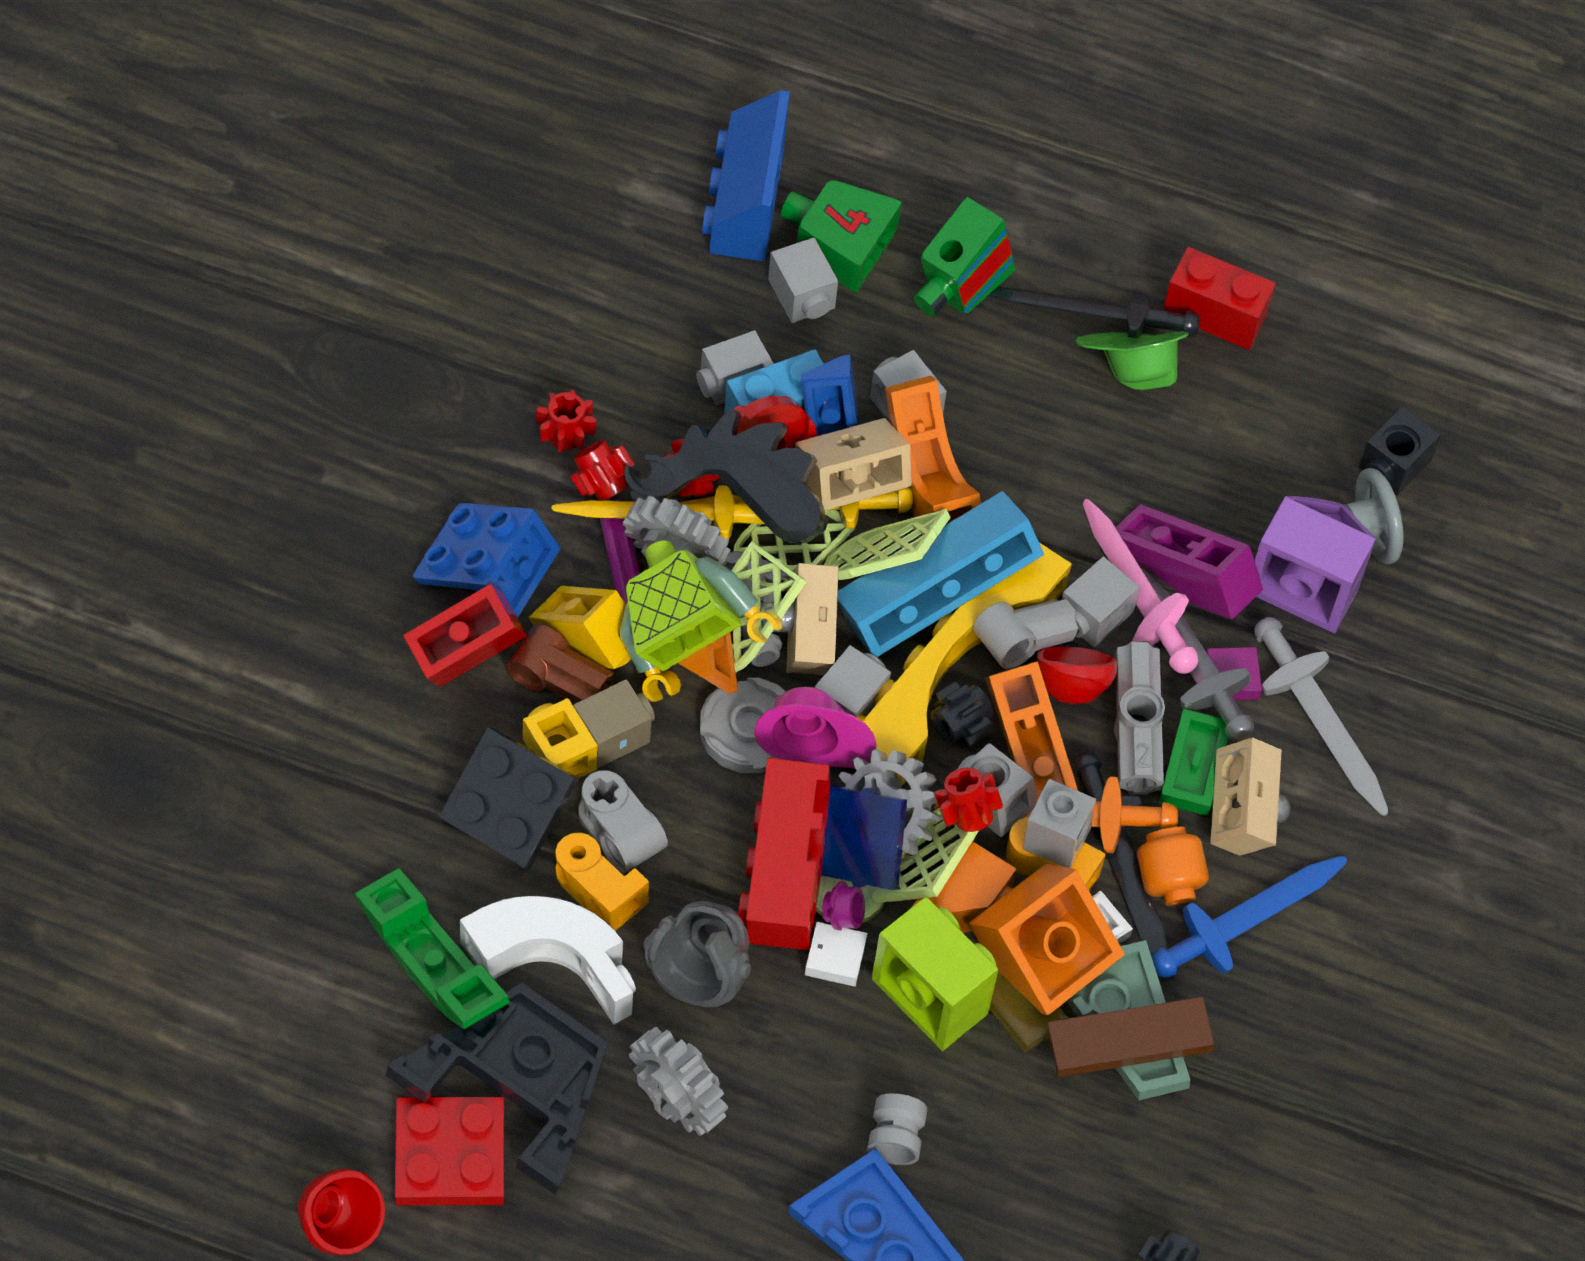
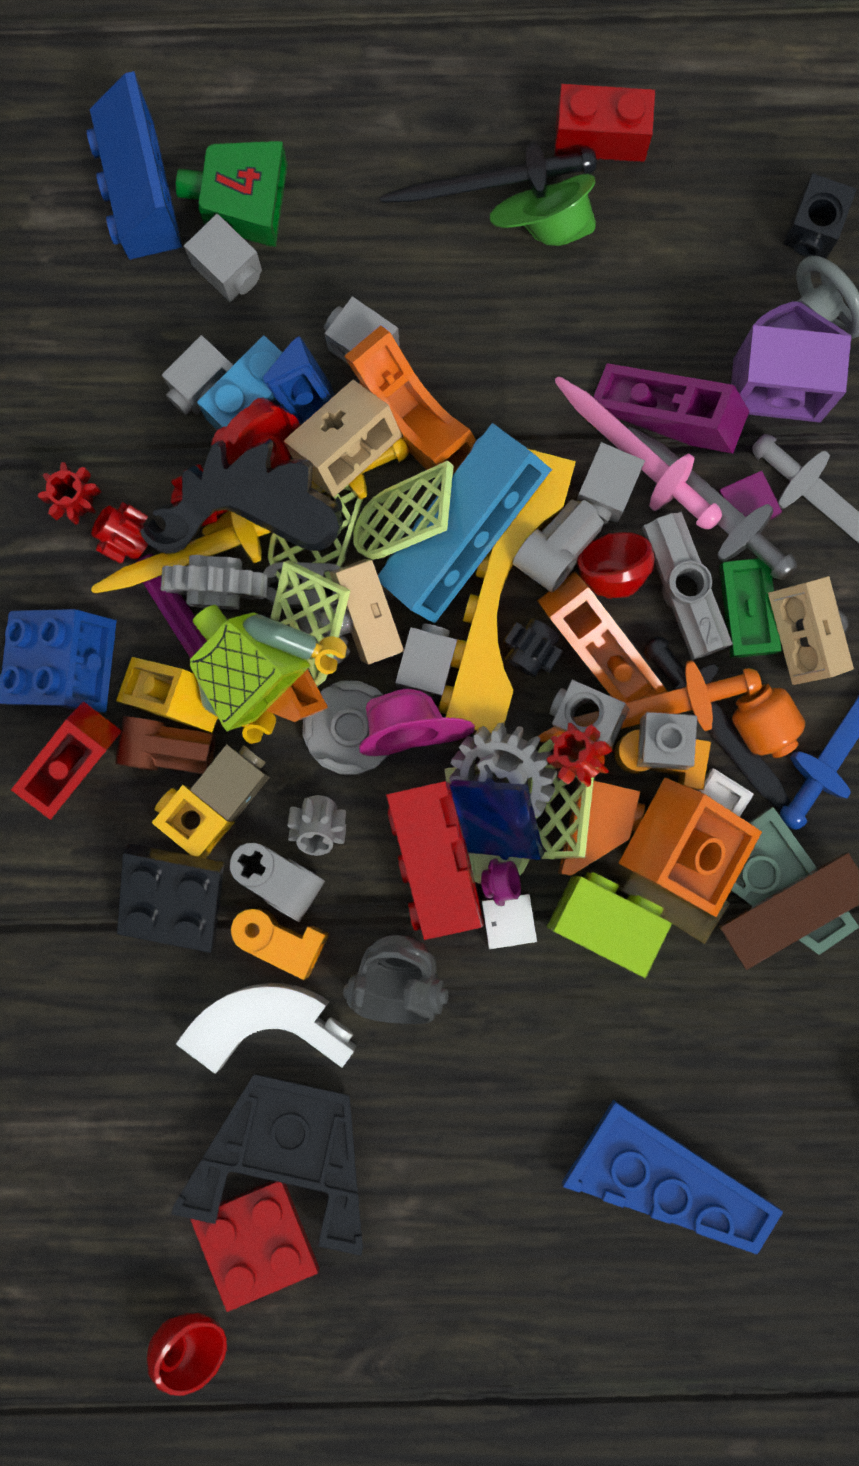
camera: 10 degrees left, 25 degrees up
(427, 952) = (166, 1073): green slope -> none
(671, 799) = (317, 825): none -> light grey gear
(678, 1081) = (426, 1123): light grey gear -> none
(897, 1128) = (626, 1074): light grey wheel -> none
(965, 260) = (362, 180): green torso -> none

